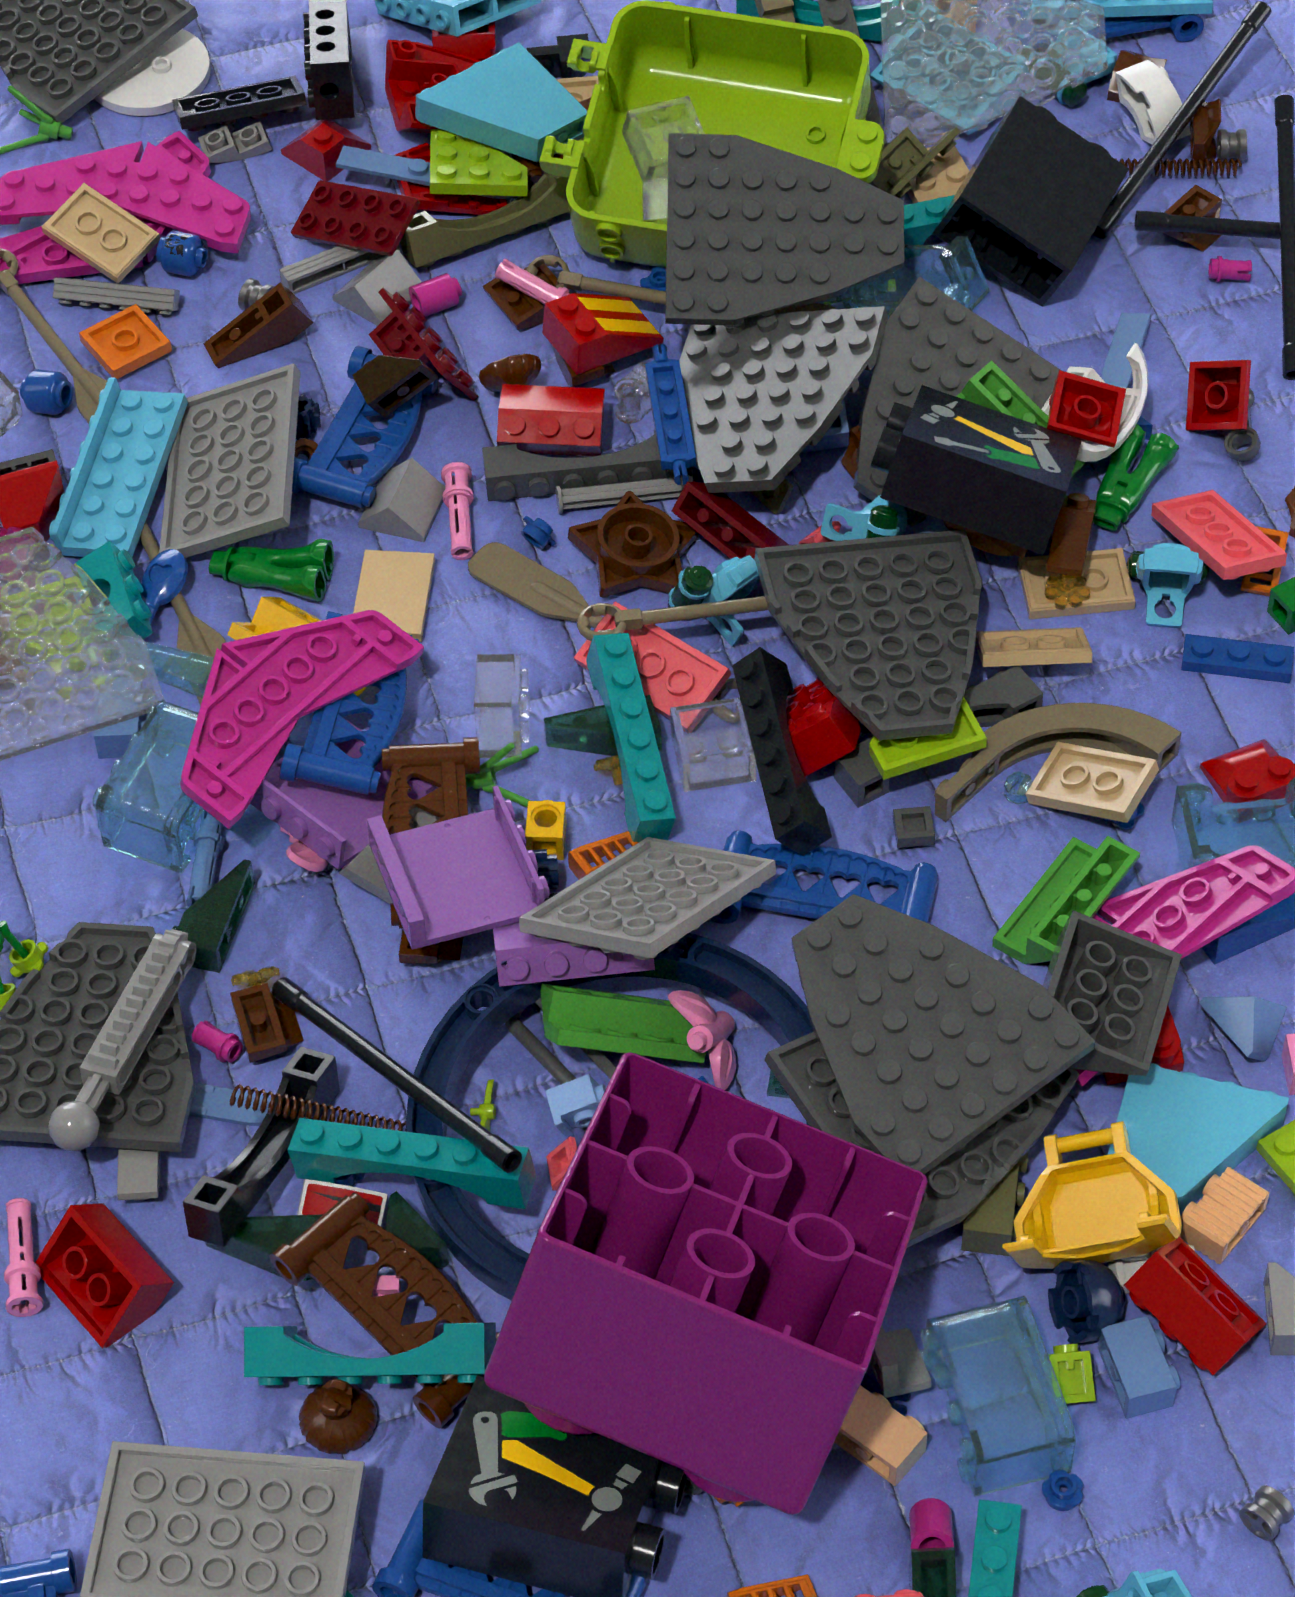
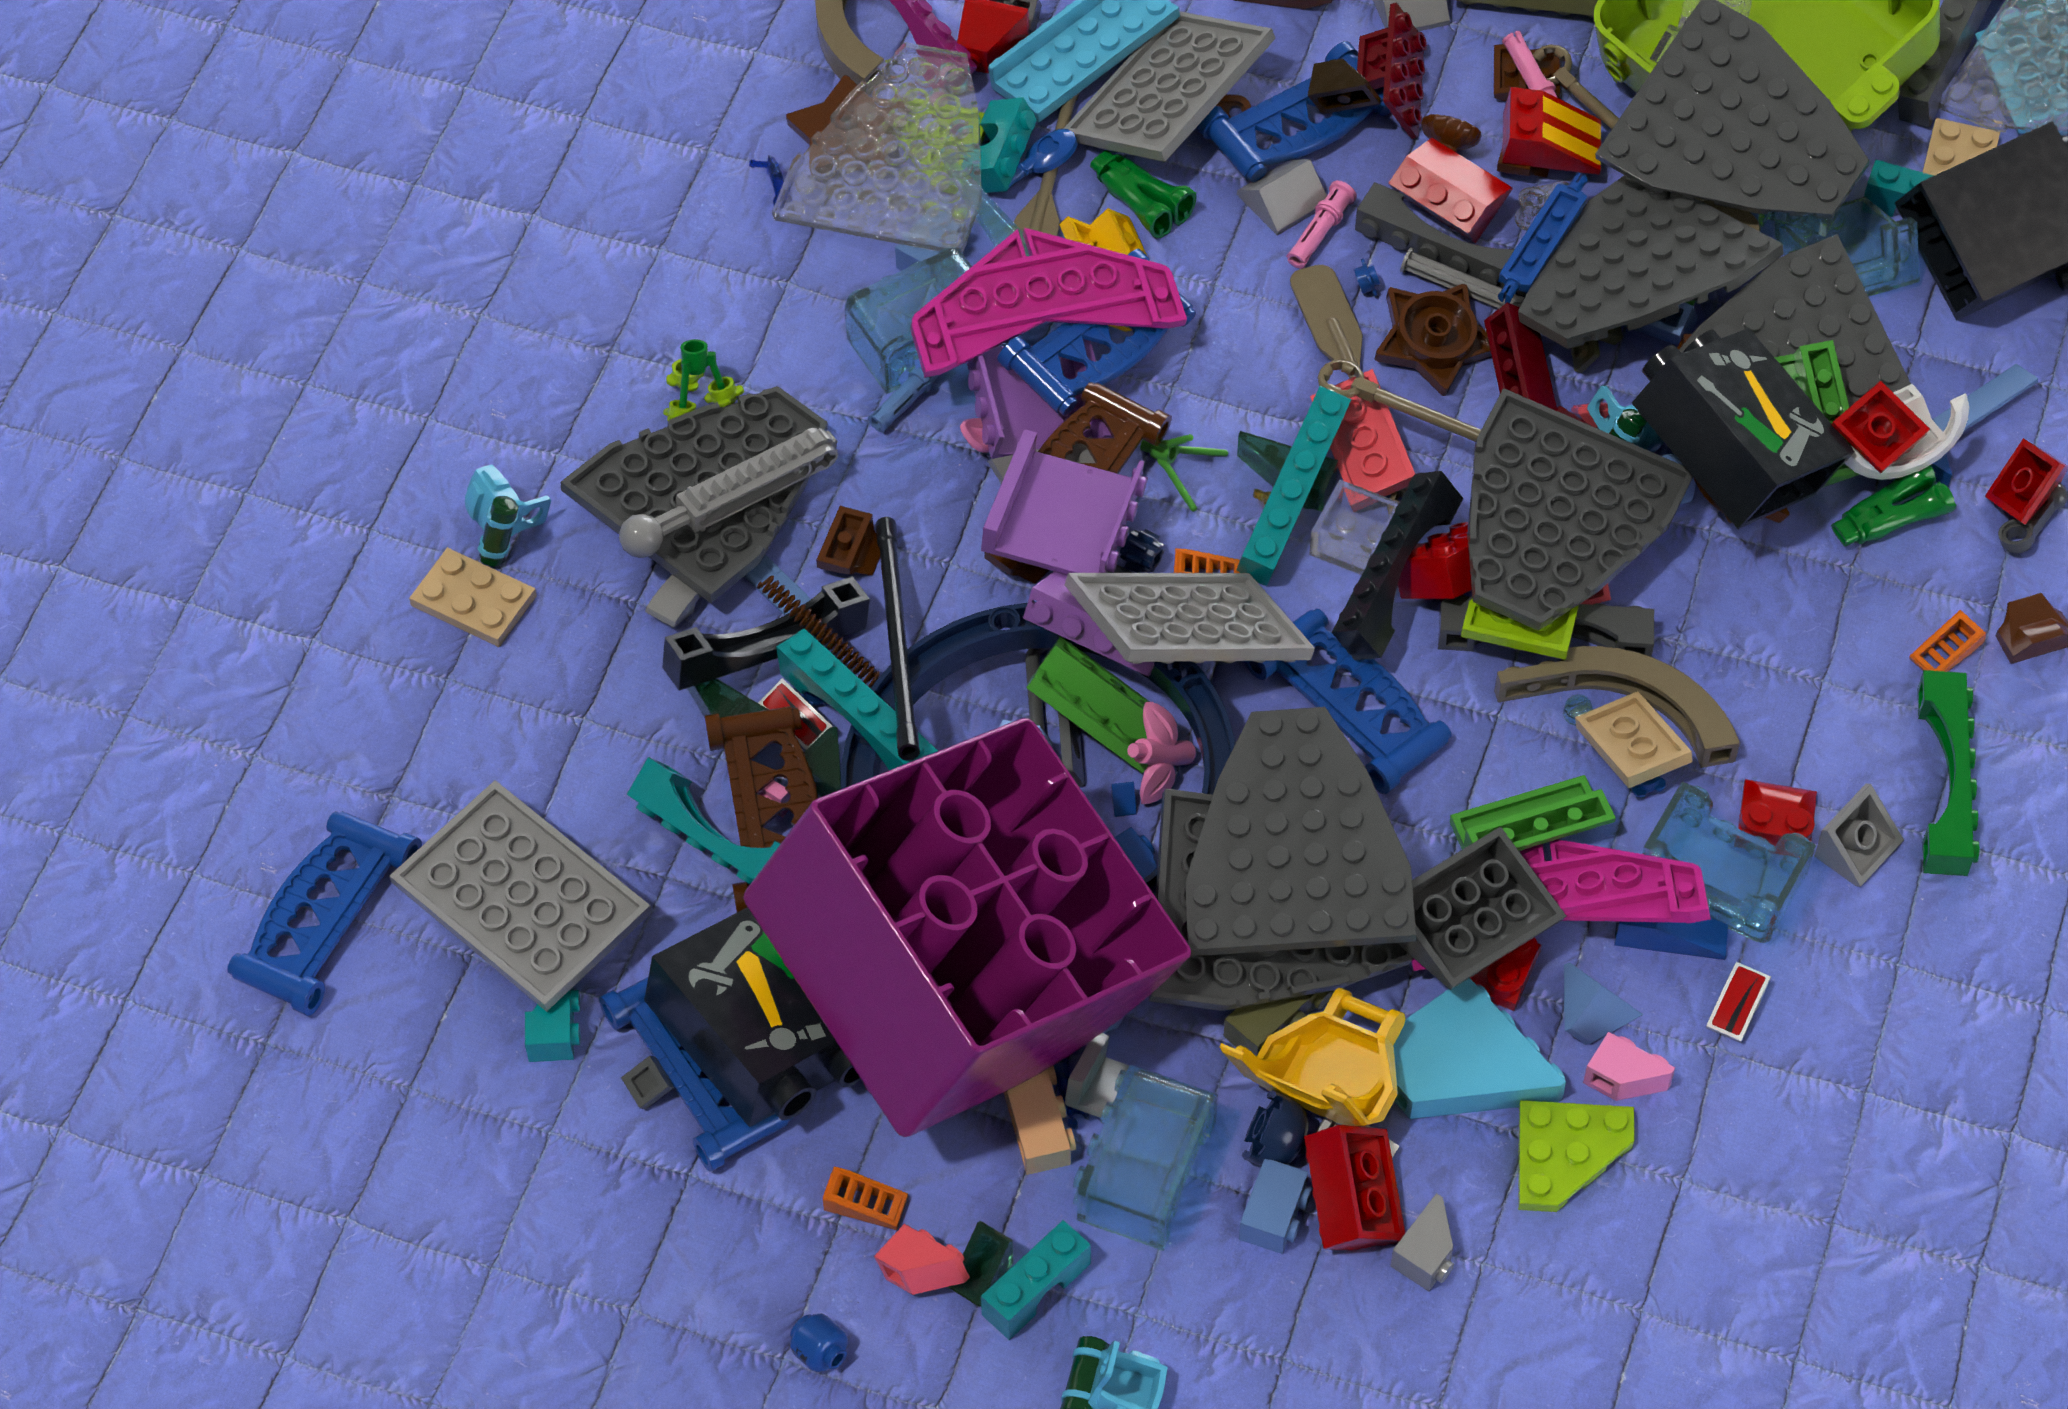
camera: 35 degrees right, 5 degrees up
(18, 1219) = (541, 622): bright pink pin -> none
(102, 1273) = (594, 657): red slope -> none
(216, 916) = (877, 442): clear green slope -> none
(224, 1045) = (808, 542): dark pink pin -> none
(253, 978) = (871, 505): clear yellow plant -> none
(307, 418) = (1260, 78): dark blue gear -> none
(338, 1417) = (674, 875): reddish brown hair -> none
(397, 587) = (1218, 264): tan tile -> none
(435, 294) = (1449, 32): dark pink brick -> none
(487, 1110) = (956, 711): lime piece -> none
(501, 704) = (1214, 400): clear piece -> none
(546, 827) = (1176, 532): yellow brick -> none
(730, 581) = (1466, 406): medium azure piece -> none
(907, 158) = (1926, 125): olive bracket -> none
(913, 826) = (1463, 690): dark grey plate -> none
(931, 1524) = (1018, 1218): dark pink brick -> none
(1033, 647) = (1683, 602): tan tile -> none
(1062, 1500) = (1142, 1267): blue plate -> none
(1067, 590) = (1755, 571): clear yellow plant -> none
(1071, 535) = (1791, 529): reddish brown slope -> none
(1073, 1373) = (1218, 1178): lime bracket -> none
(1104, 574) = (1773, 572): tan tile -> none
(1167, 571) = (1851, 608): medium azure piece -> none
(1219, 534) = (1919, 599): coral plate -> none
(1223, 1214) = (1441, 1137): light nougat brick -> none
(1237, 658) = (1854, 712): blue plate -> none
(1266, 1513) = (1276, 1374): flat silver wheel -> none

